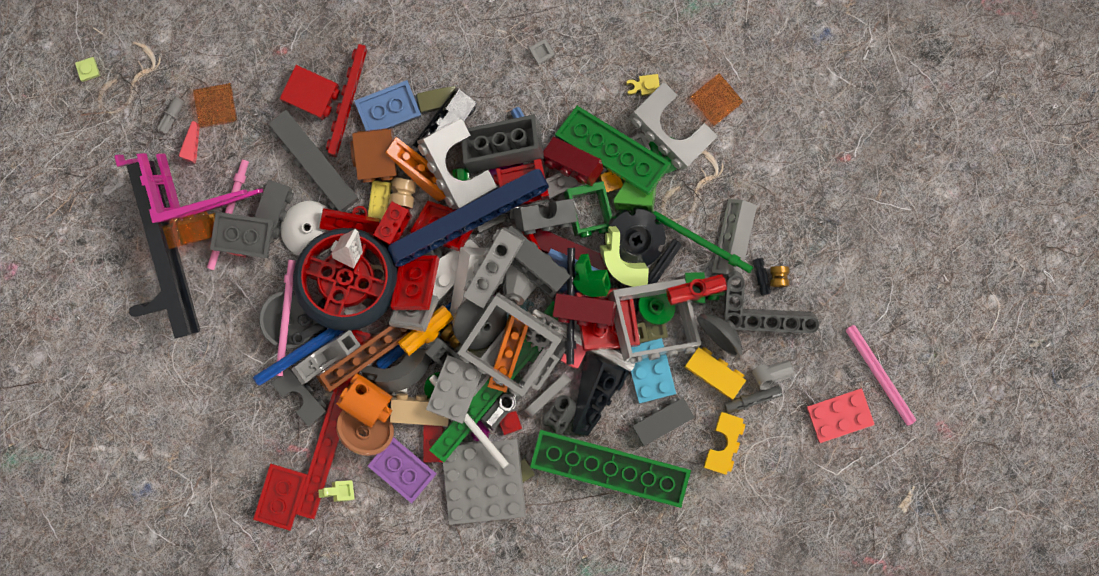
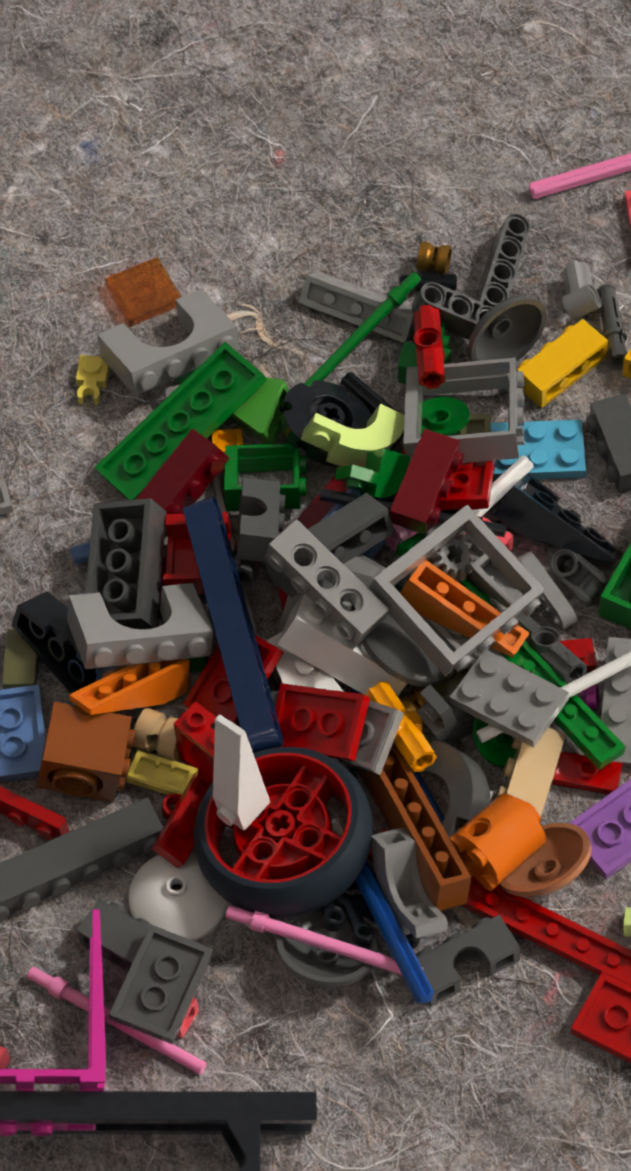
camera: 75 degrees left, 25 degrees down
(189, 230) = (130, 1061): clear orange brick -> none

